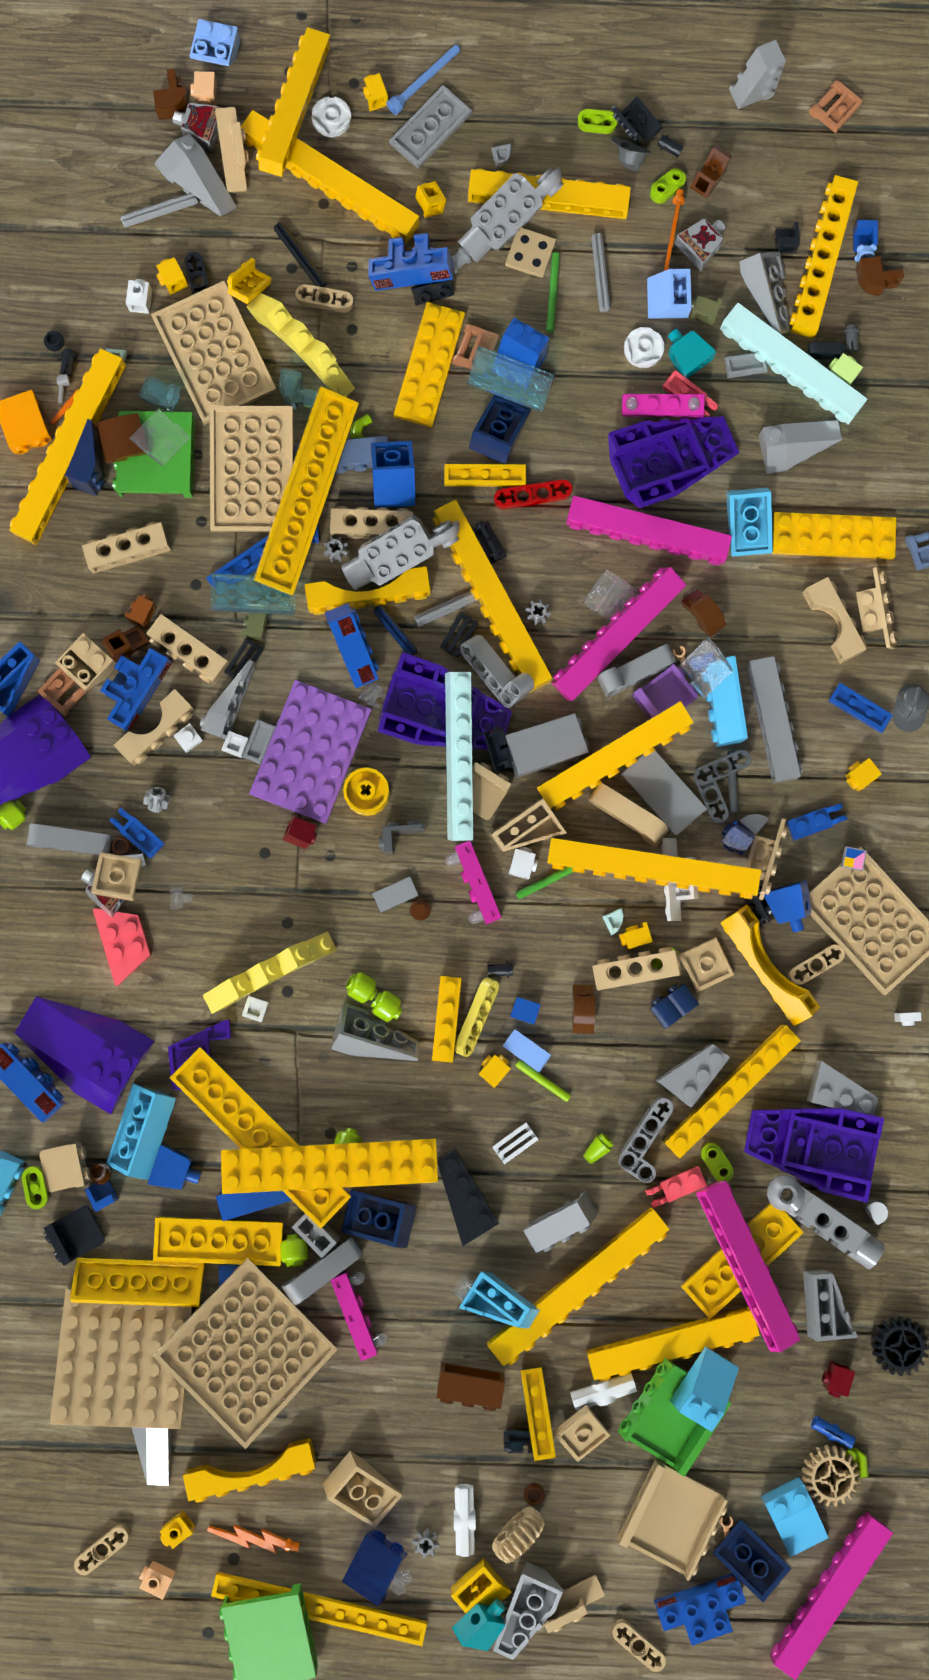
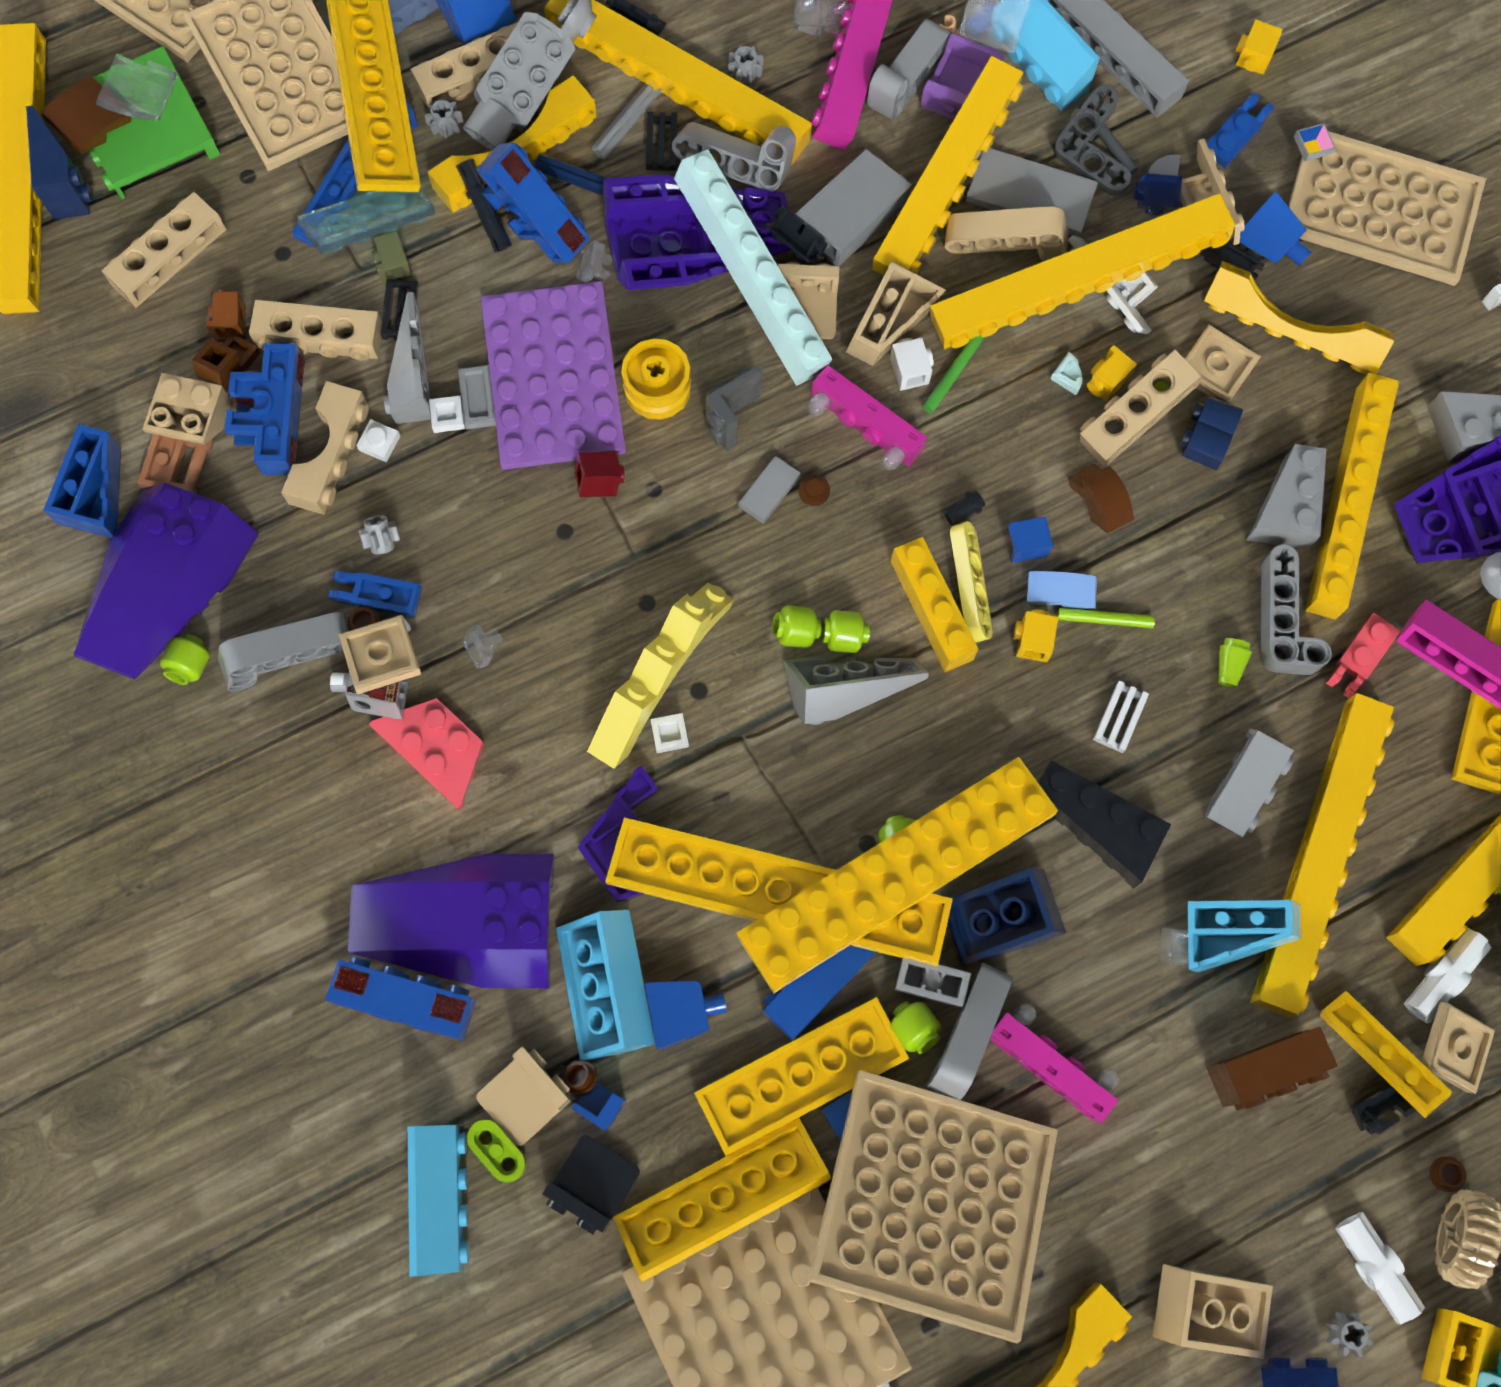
camera: 30 degrees left, 10 degrees down
(159, 394) = (100, 47): clear light blue brick -> none
(325, 634) = (486, 212): none -> black pin
(716, 1163) = (1393, 598): lime plate -> none
(832, 962) = (1350, 280): tan beam -> none

